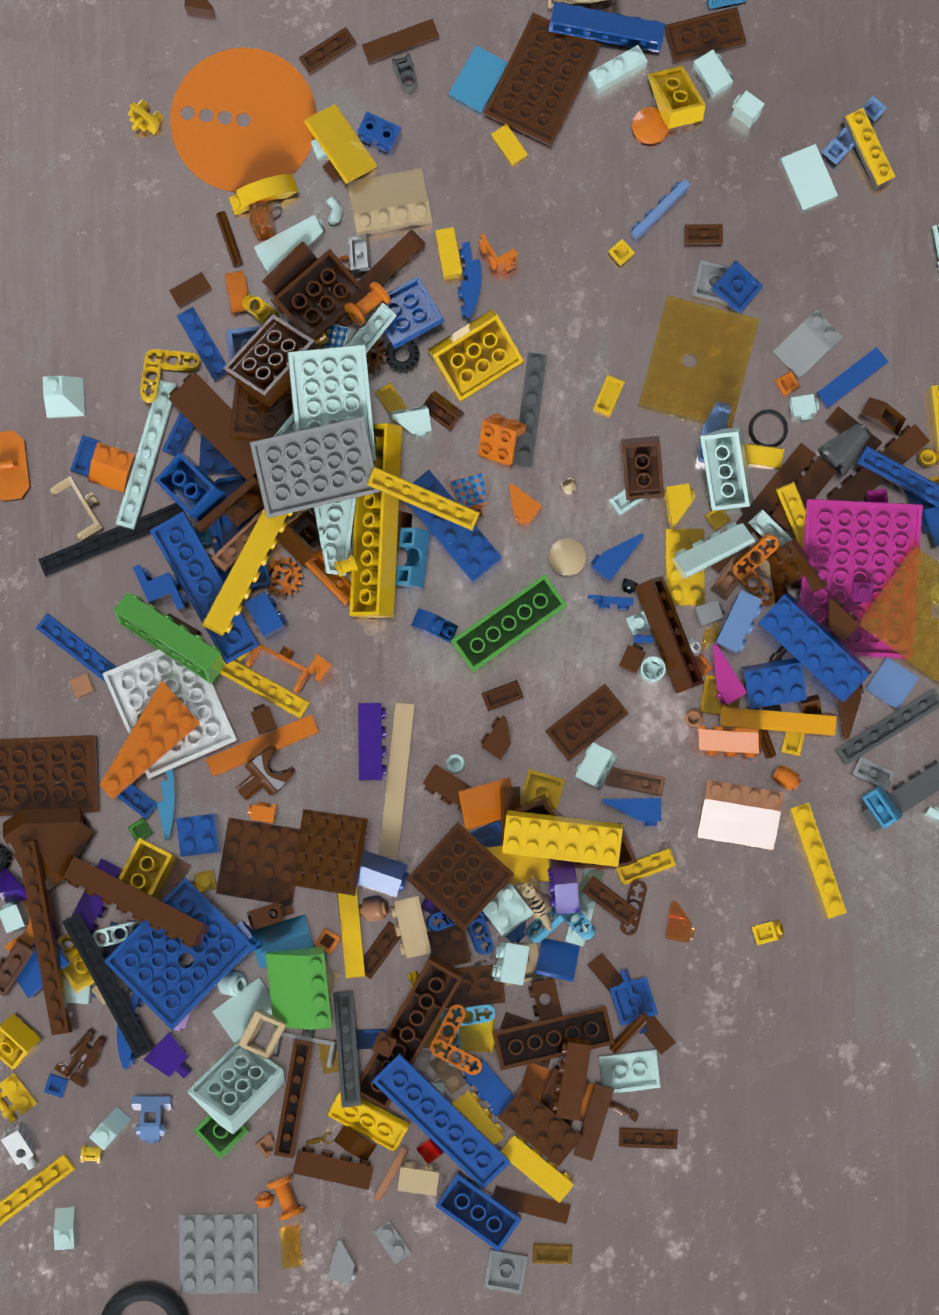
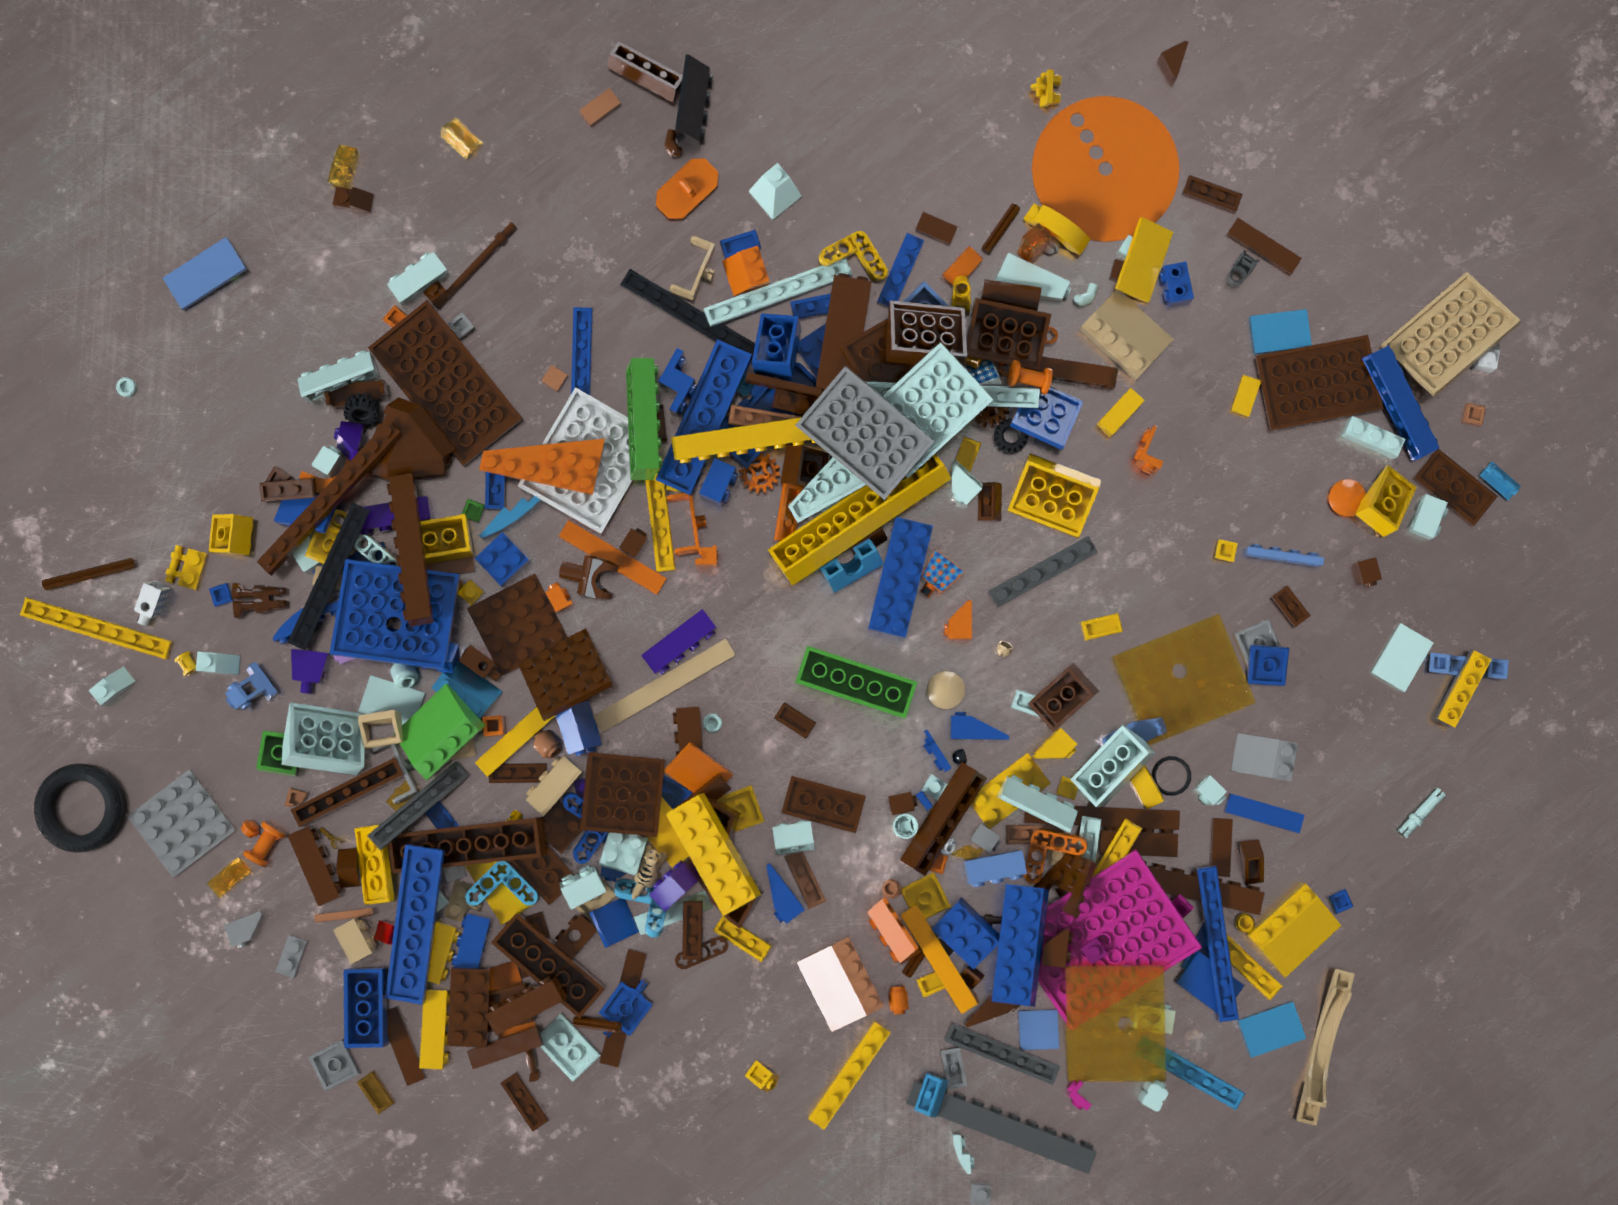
camera: 50 degrees right, 0 degrees up
(345, 566) = (804, 516): yellow bush -> none
(359, 253) = (1066, 341): light grey plate -> none
(384, 1044) = (442, 833): reddish brown plate -> none
(423, 498) = (904, 538): yellow tile -> none
(434, 625) = (810, 623): blue slope -> none
(447, 1040) = (483, 881): orange beam -> none
(471, 287) = (1105, 451): blue slope -> none
(498, 740) = (756, 744): reddish brown slope -> none
(499, 438) = (1001, 564): orange bracket -> none
(678, 926) = (713, 1000): clear orange slope -> none
(721, 153) = (1368, 572): none -> reddish brown brick
(726, 681) = (939, 894): dark pink slope -> none
(747, 108) = (1420, 565): light aqua brick -> none
(787, 383) = (1220, 764): orange tile -> none
(845, 448) = (1200, 849): dark grey cone -> none

